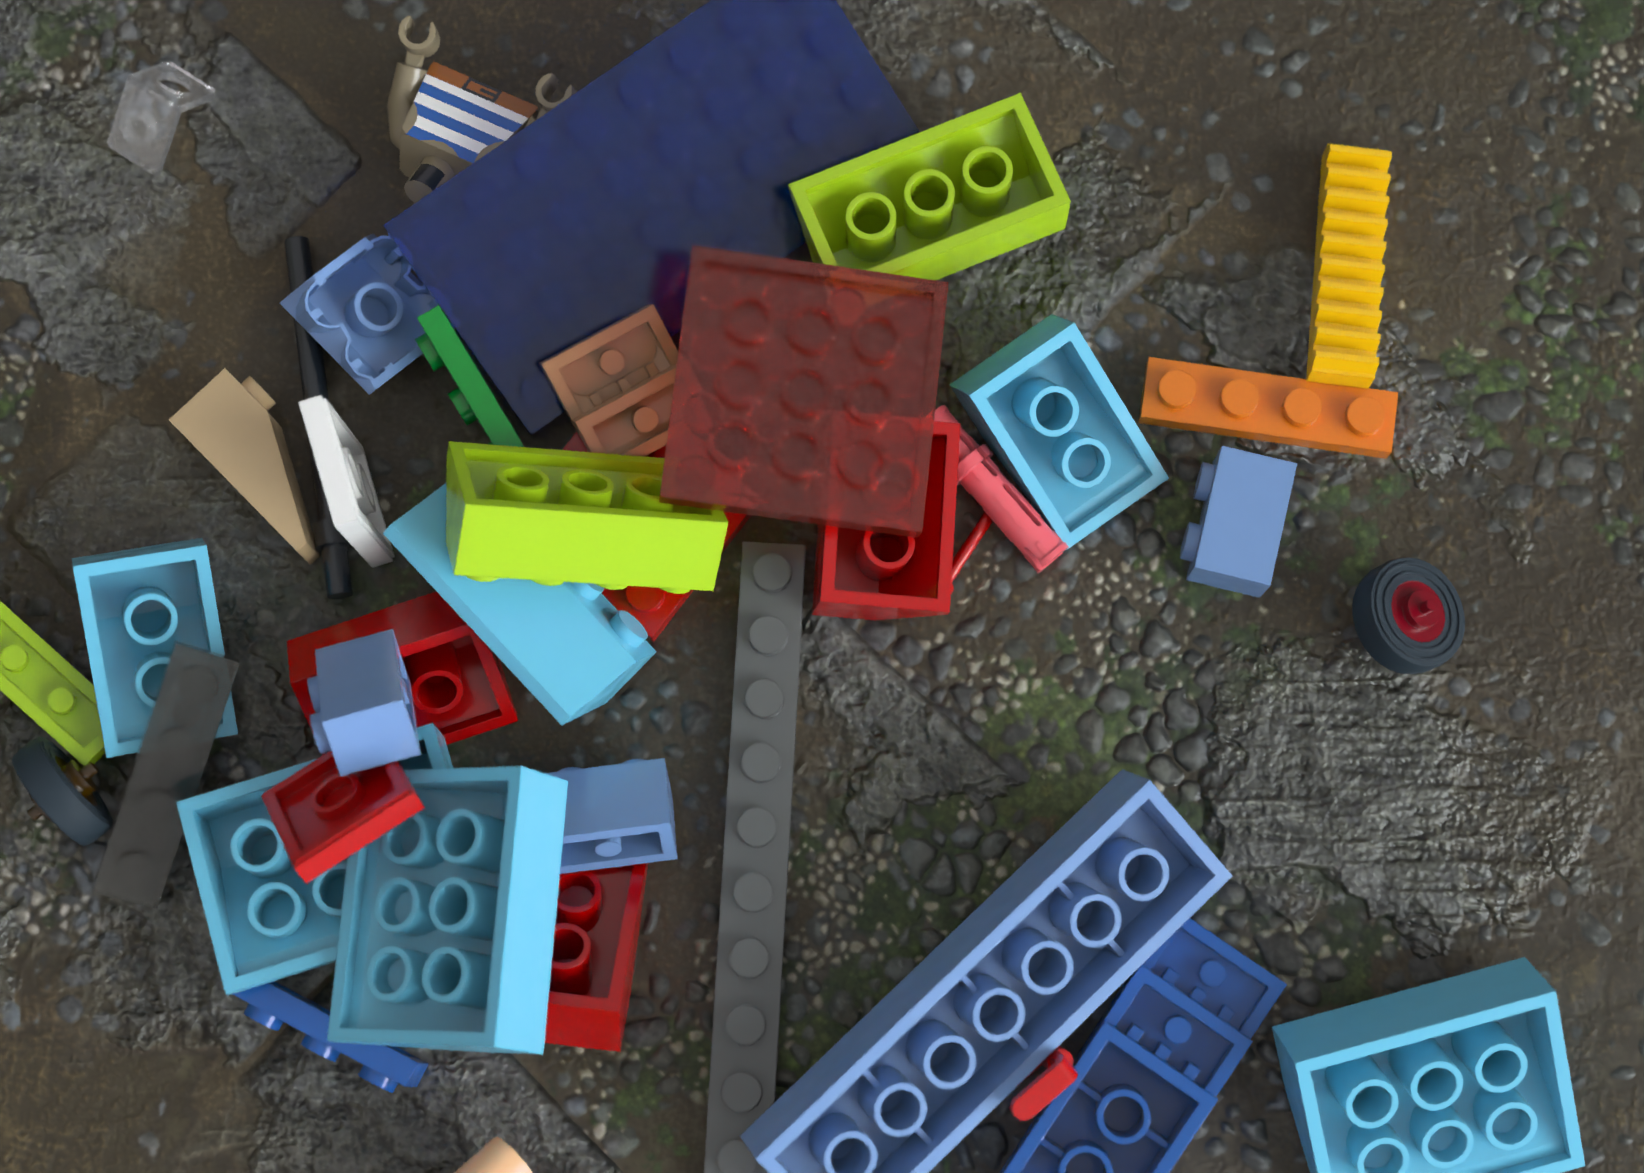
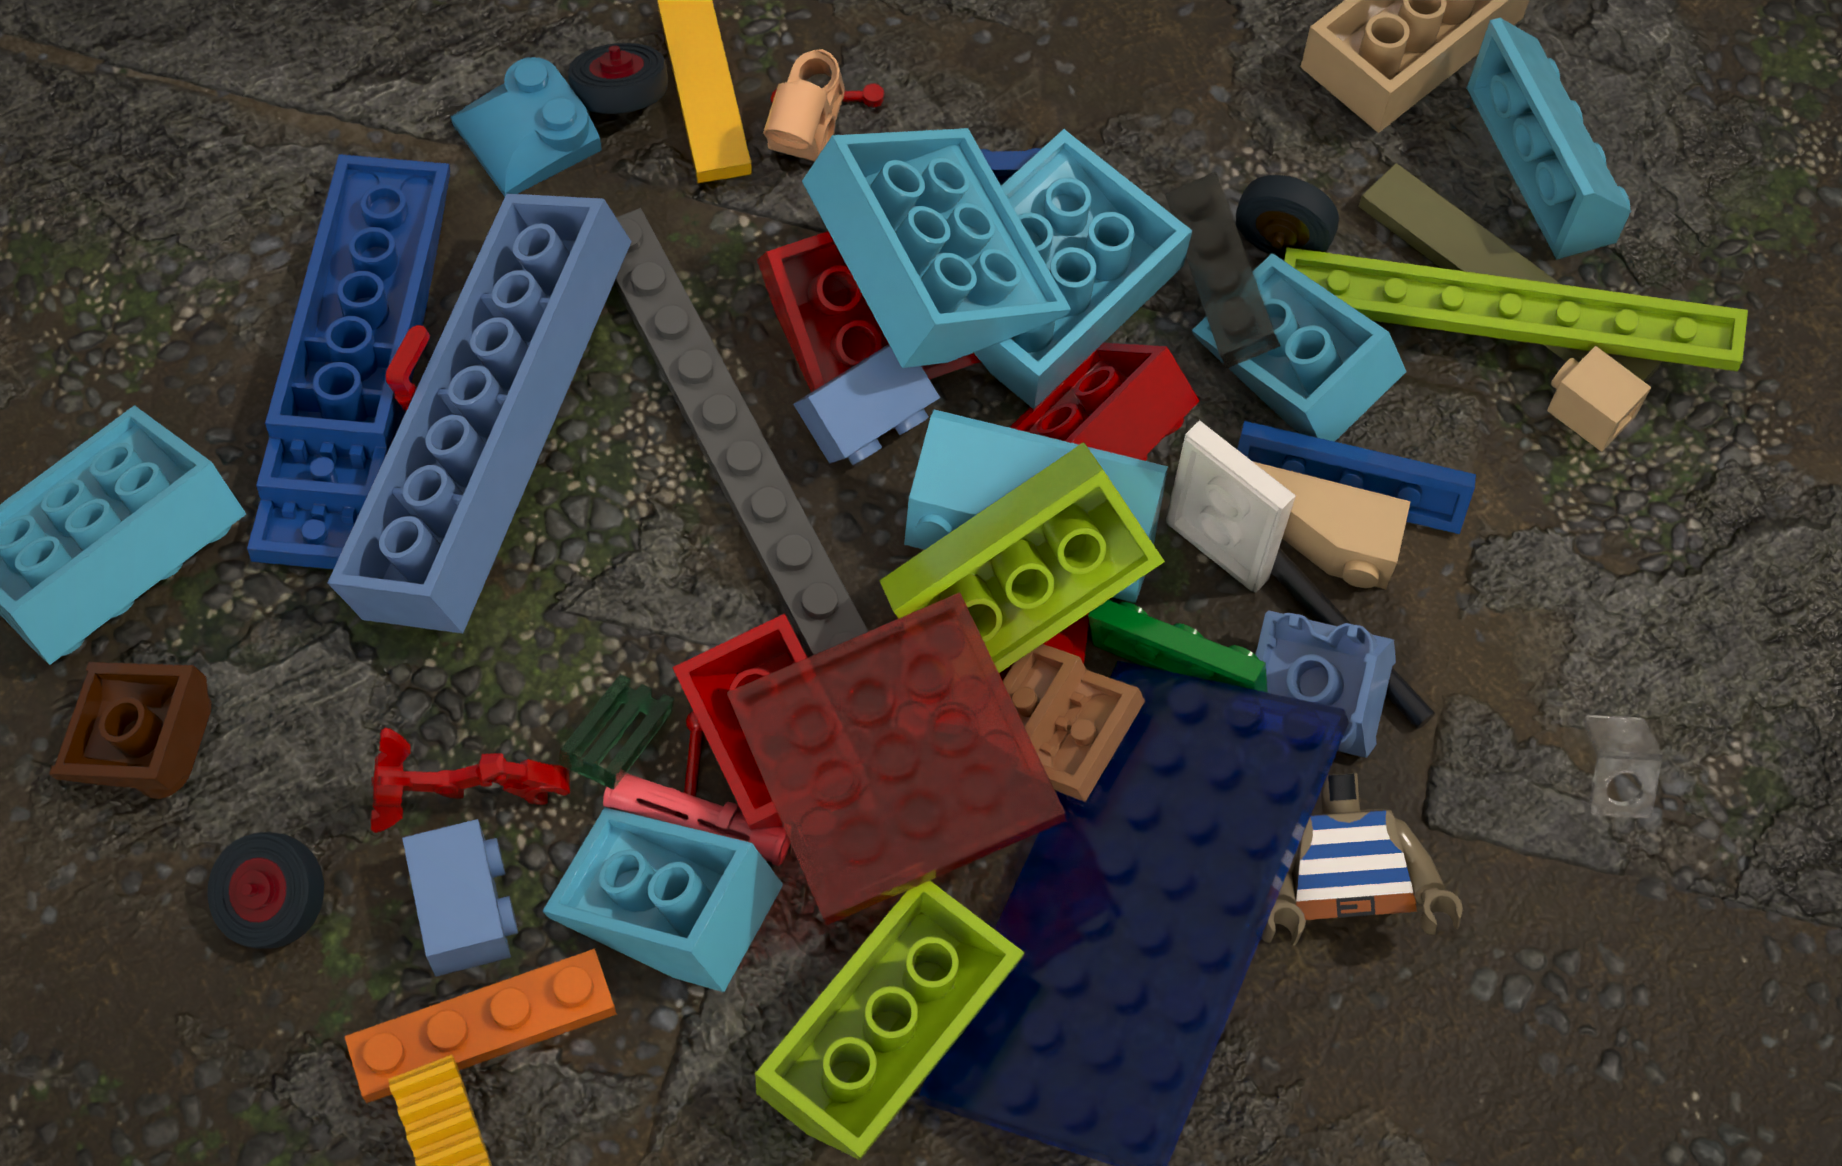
camera: 145 degrees right, 15 degrees down
(198, 491) = (1436, 492): none -> blue plate
(333, 815) = (1061, 263): red tile -> none
(363, 703) = (1093, 340): medium blue brick -> none
(981, 633) = (635, 701): none -> clear green tile
(1253, 650) = (526, 780): none -> red piece
(1469, 842) = (136, 727): none -> reddish brown slope

